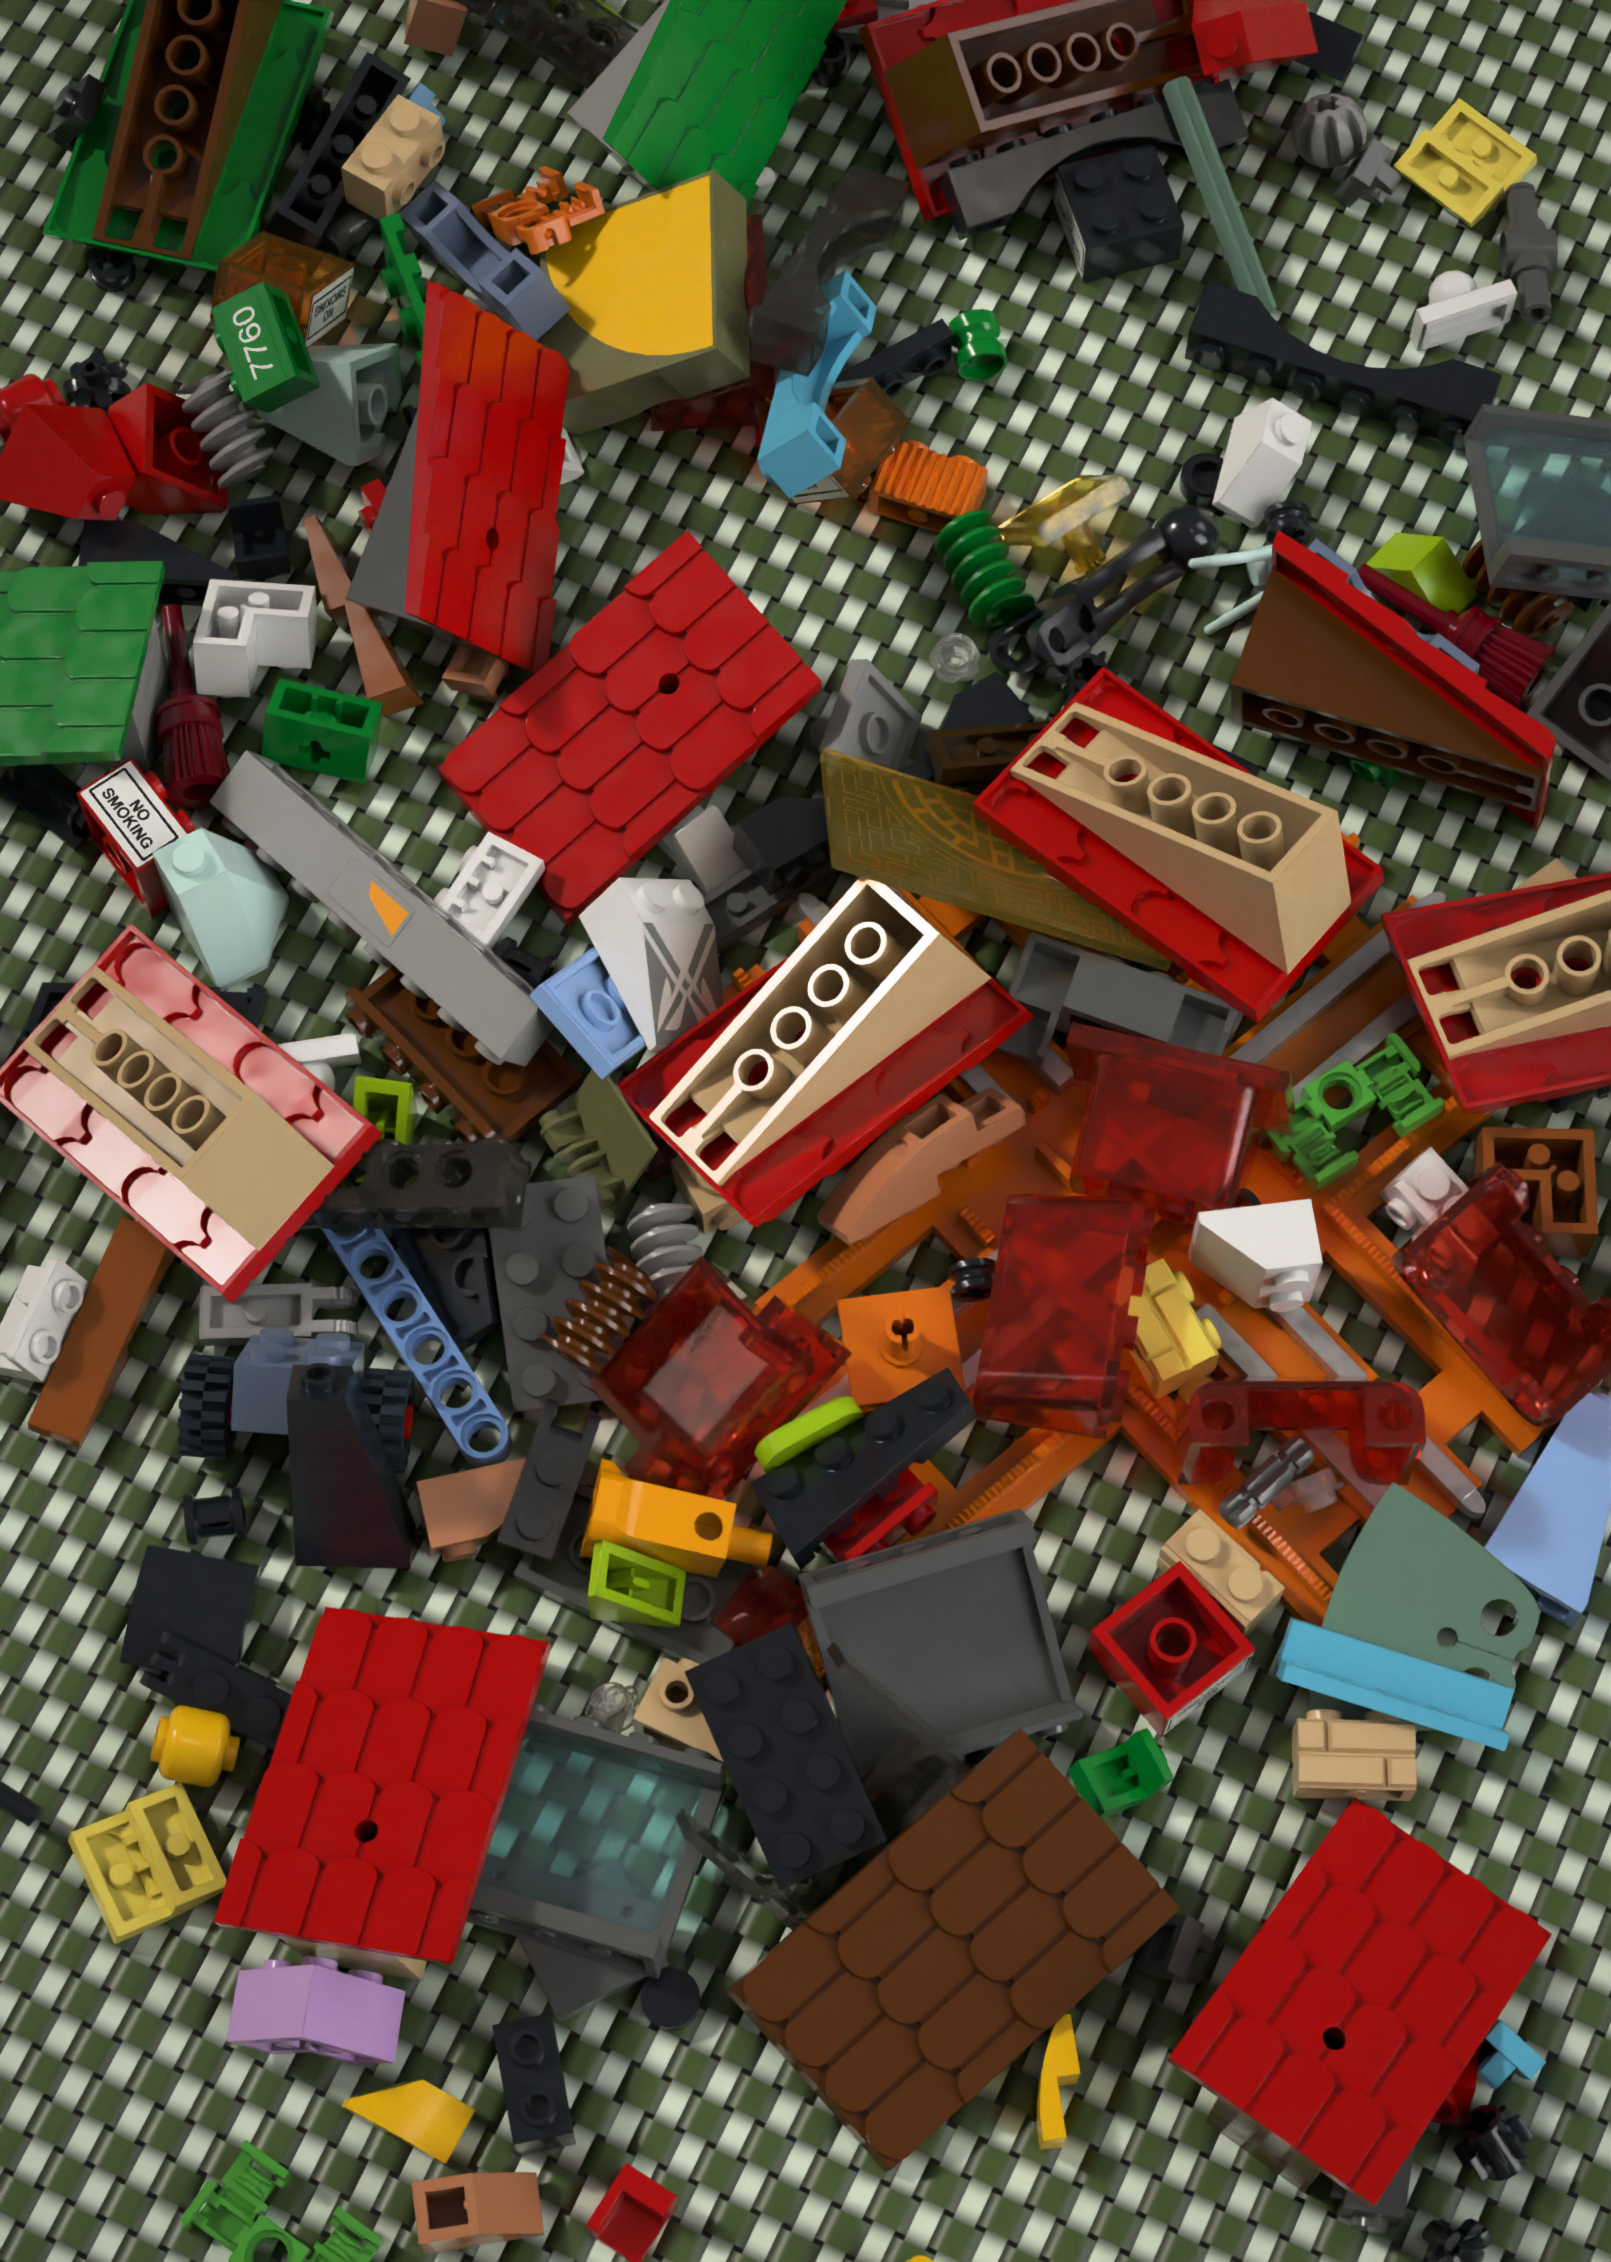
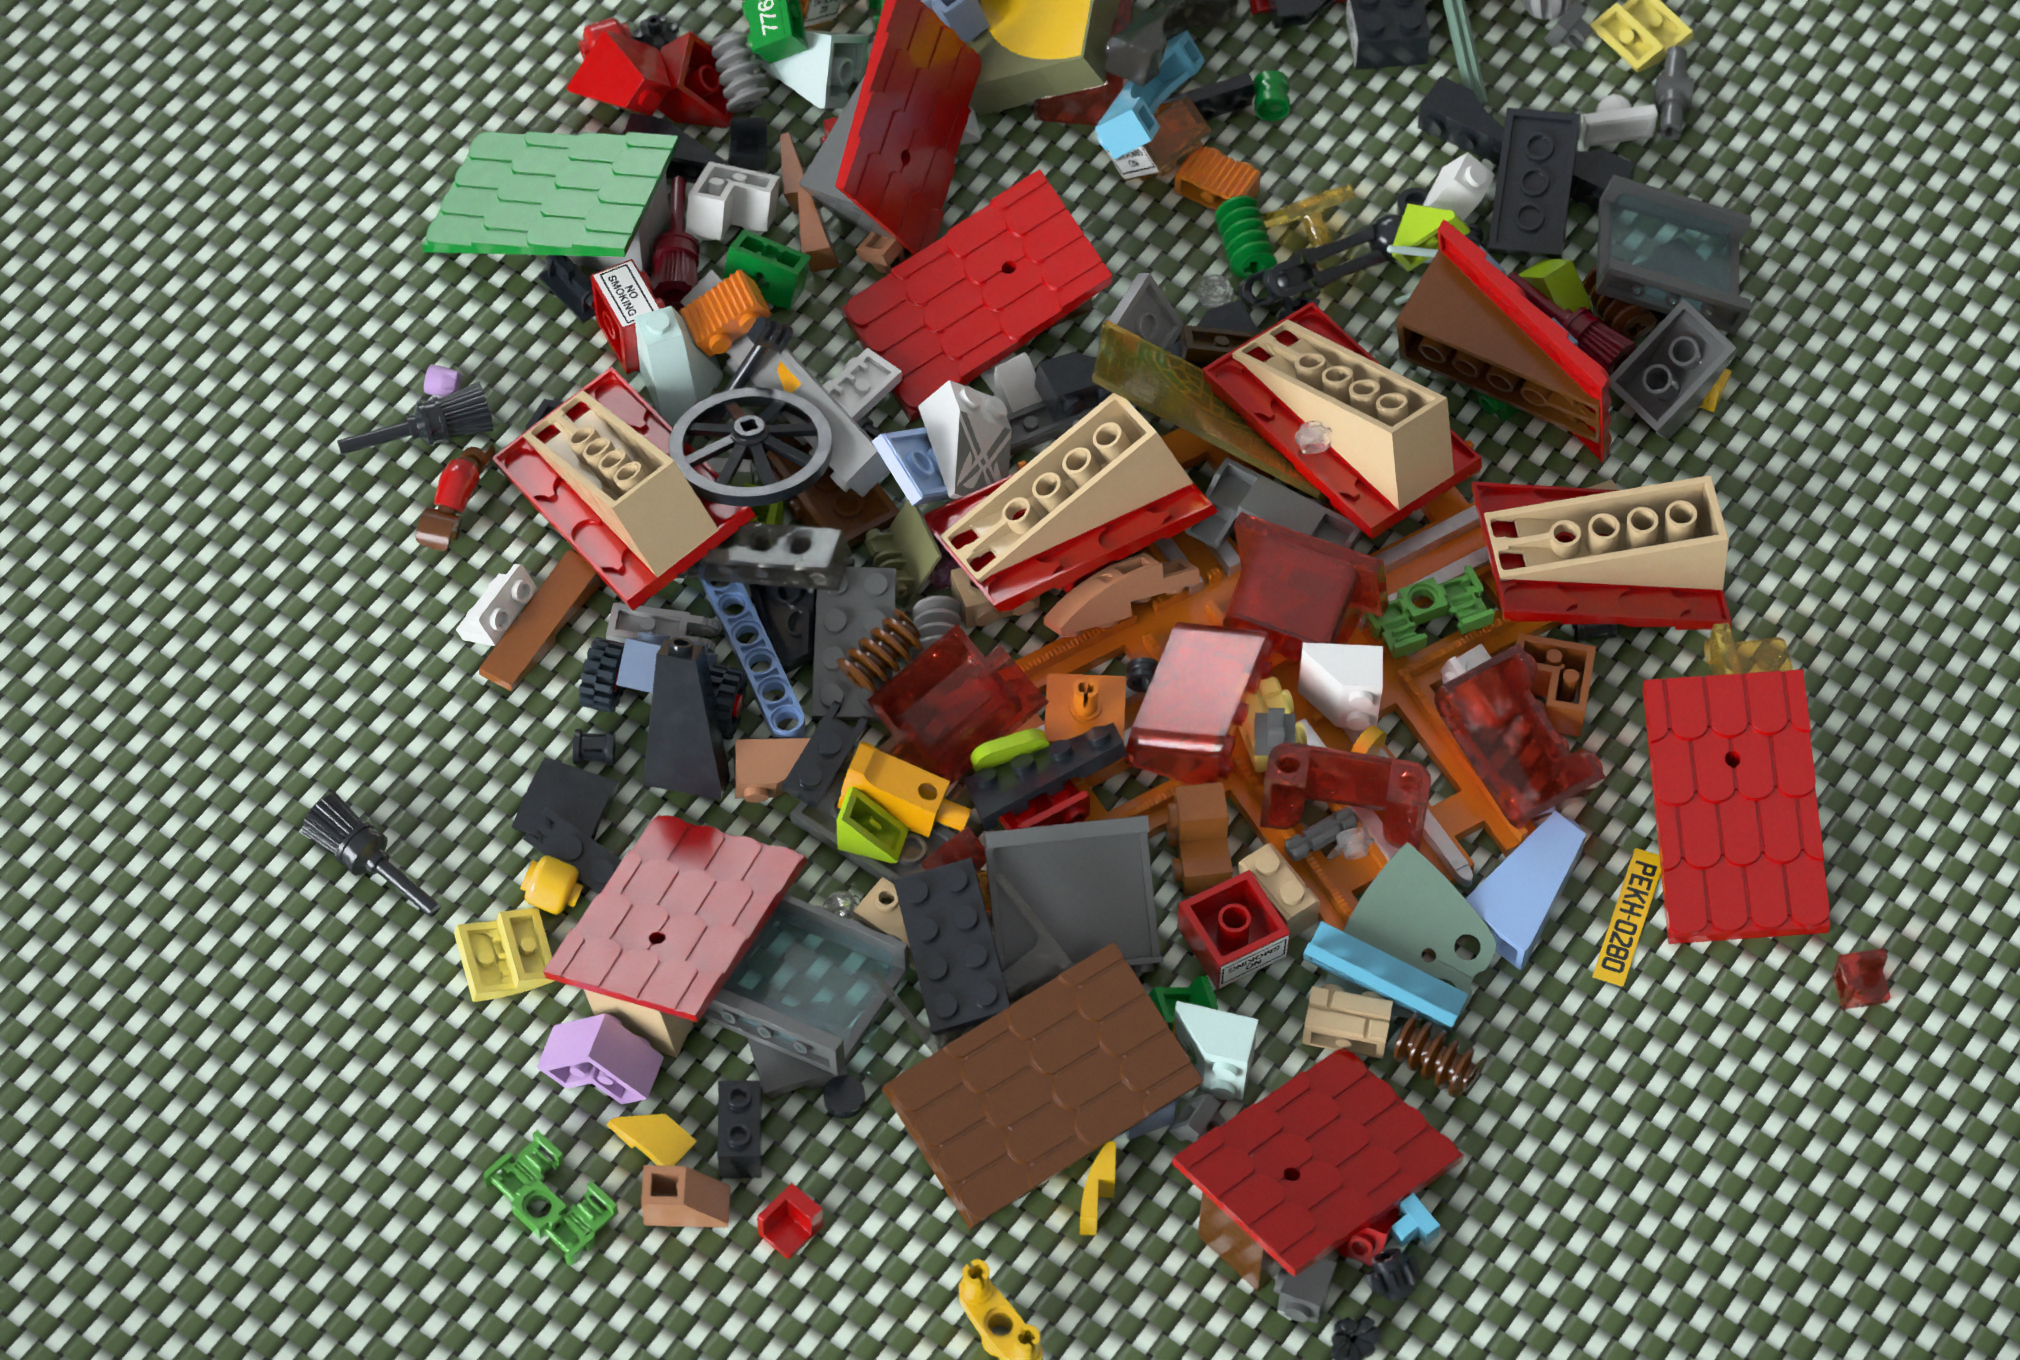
camera: 10 degrees right, 10 degrees down
(281, 821) = (725, 313): none -> orange brick
(342, 854) = (764, 336): none -> black hinge
(355, 1032) = (751, 440): none -> black wheel
(1095, 1506) = (1199, 835): none -> dark orange brick
(1151, 886) = (1313, 437): none -> clear plate
(1179, 1351) = (1272, 729): none -> dark grey tile
(1184, 1844) = (1218, 1047): none -> light aqua slope
(1236, 524) = (1420, 230): none -> lime slope
(1307, 1335) = (1370, 741): none -> yellow tile
(1369, 426) = (1534, 183): none -> black plate
(1489, 1792) = (1436, 1057): none -> reddish brown piece

